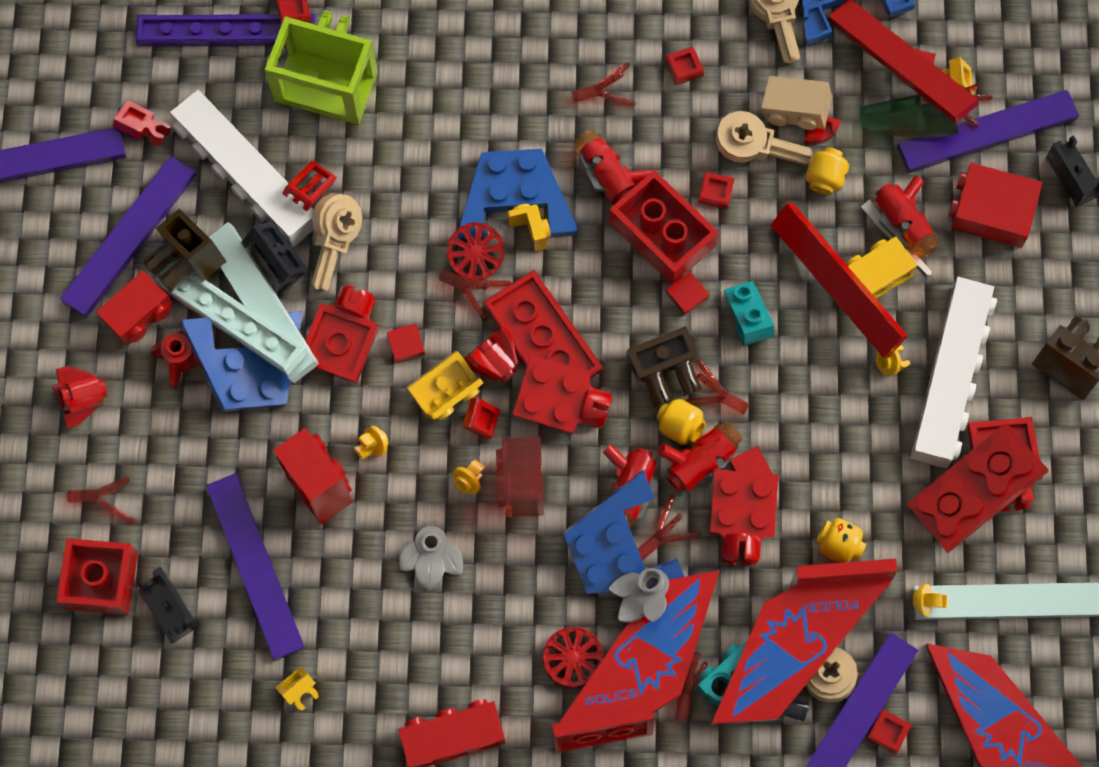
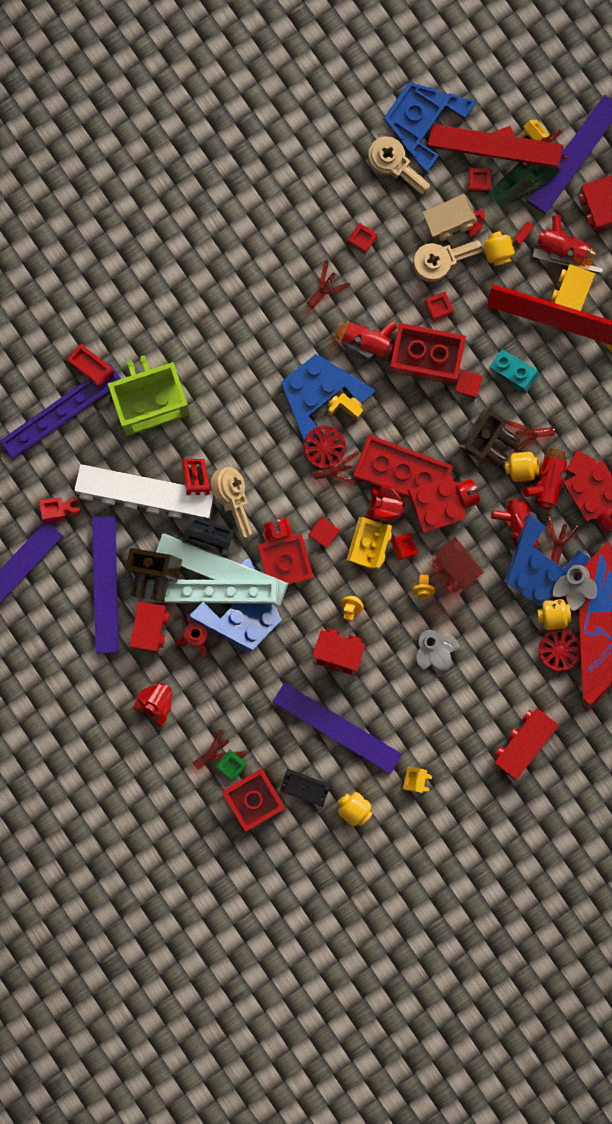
camera: 35 degrees left, 10 degrees up
(106, 522) = (231, 765): none -> green tile
(201, 669) = (354, 809): none -> yellow head
(595, 611) = (554, 614): none -> yellow head
(860, 89) = (479, 180): none -> red tile
(866, 175) = (523, 234): none -> red tile

